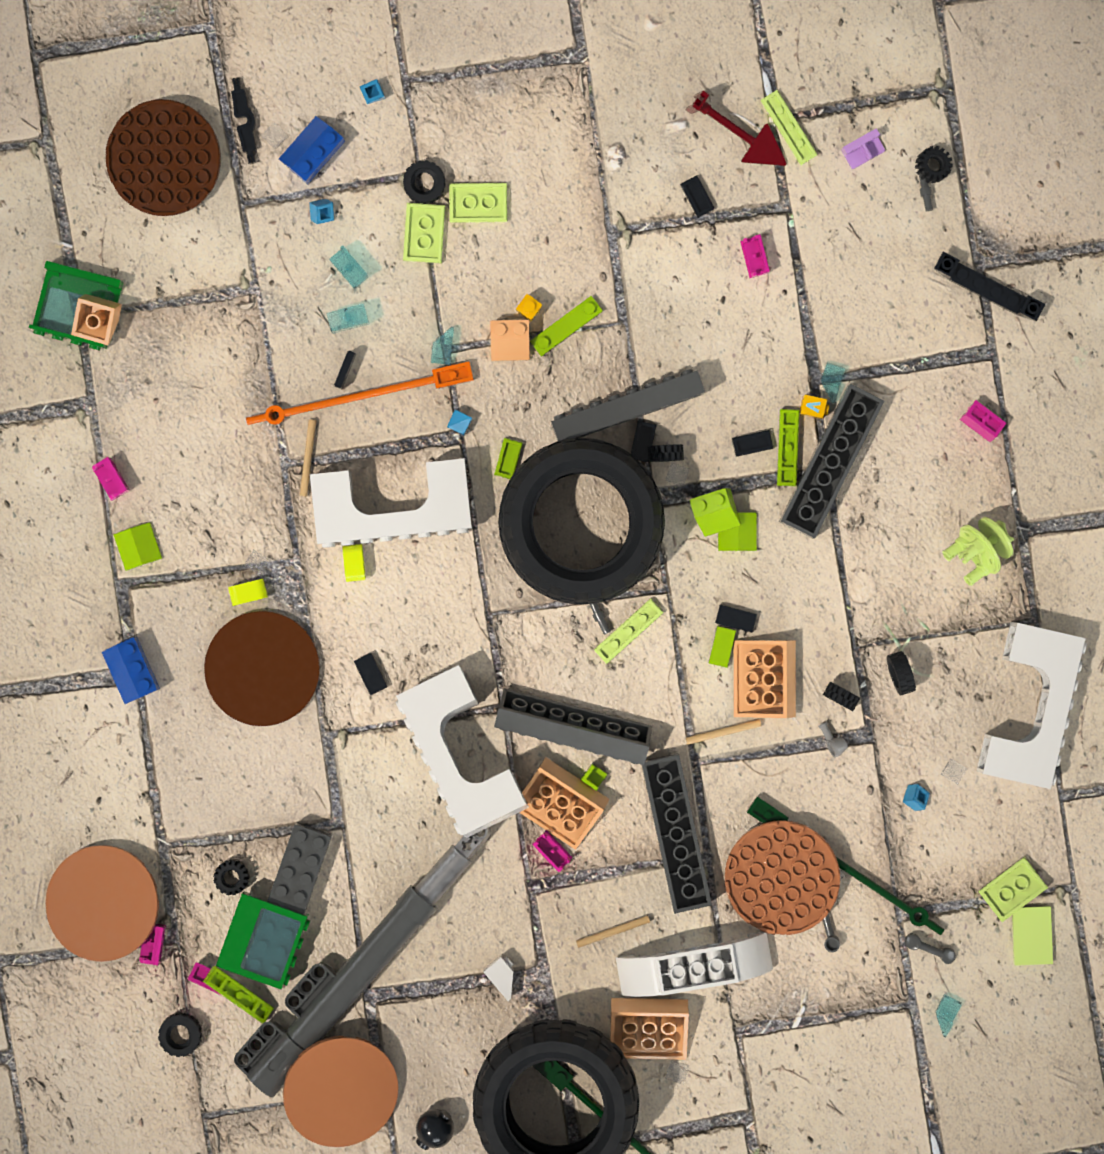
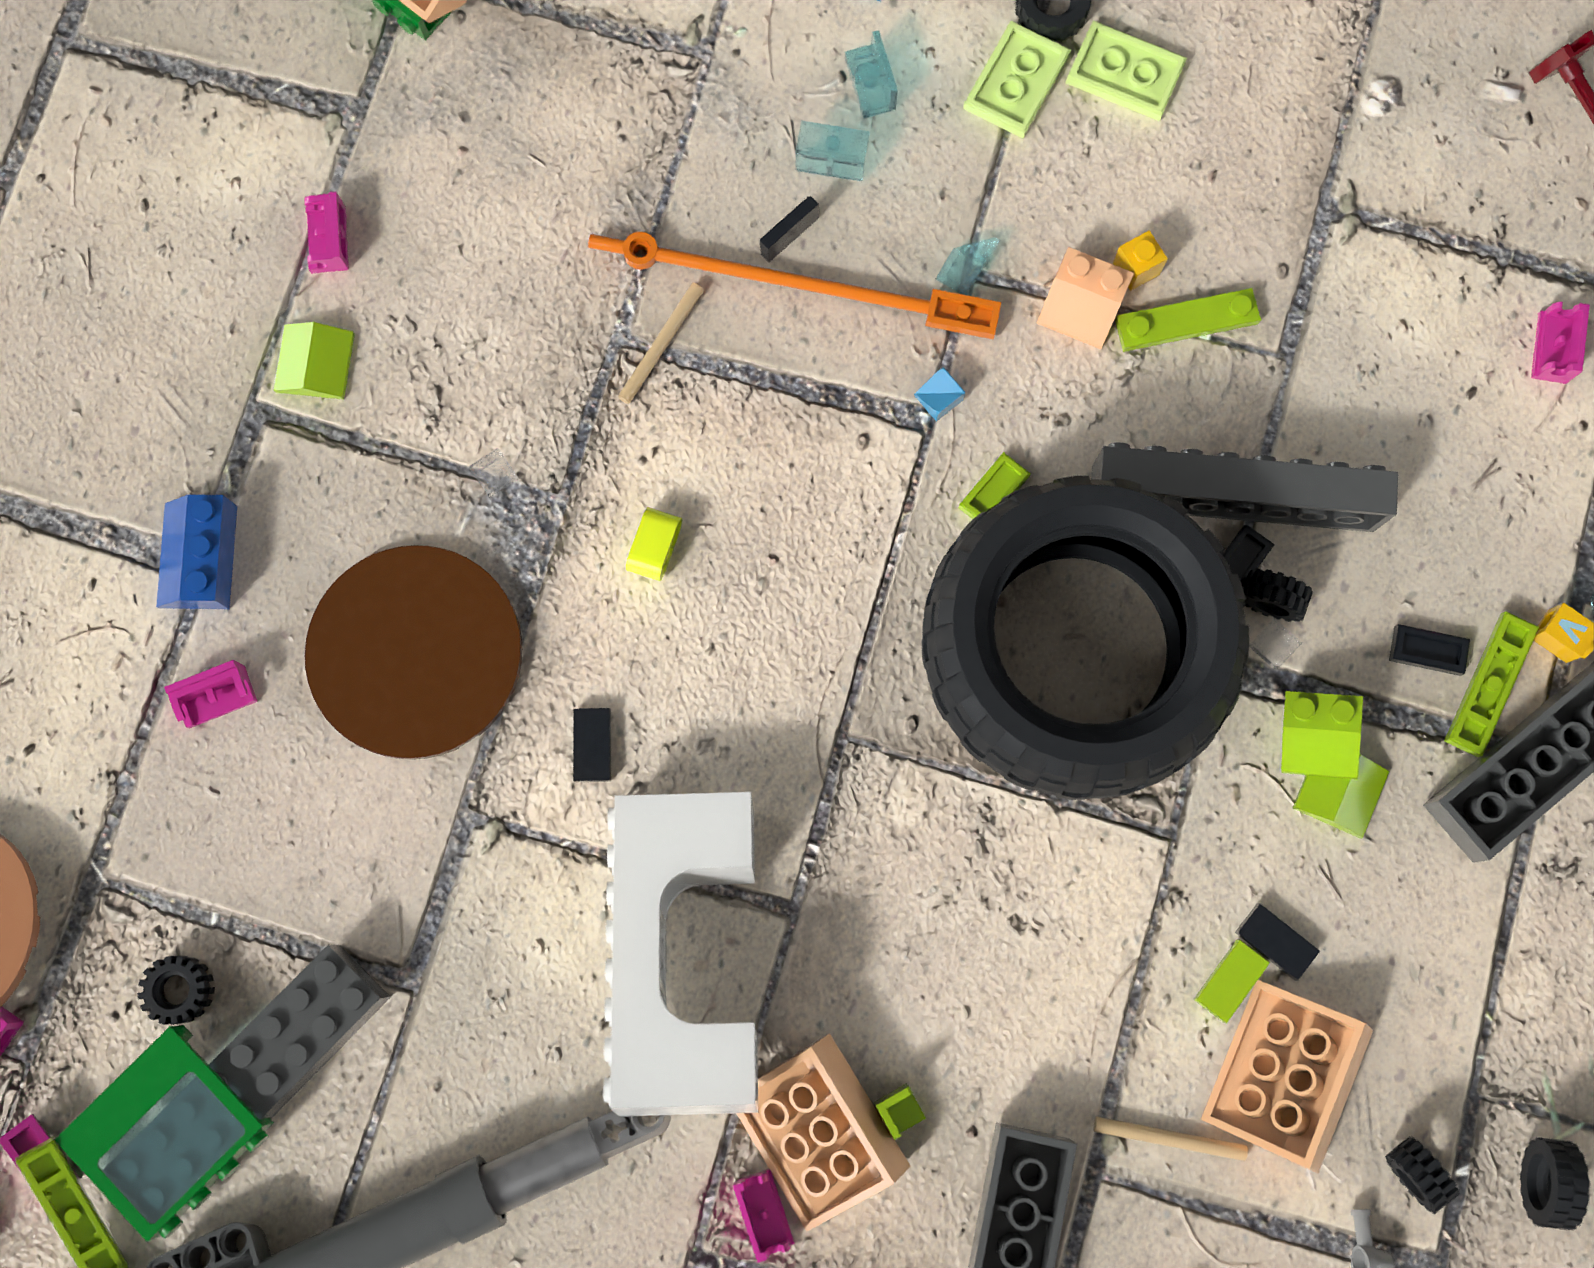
camera: 30 degrees right, 10 degrees down
(175, 734) = (211, 693): none -> dark pink hinge
(247, 592) = (453, 512): neon yellow beam -> none
(341, 521) = (840, 523): white arch -> none
(573, 726) = (907, 1003): dark grey brick -> none
(599, 616) = (1034, 826): dark grey bar -> none
(628, 631) = (1074, 876): yellowish green tile -> none
(697, 196) = (1495, 211): black tile -> none

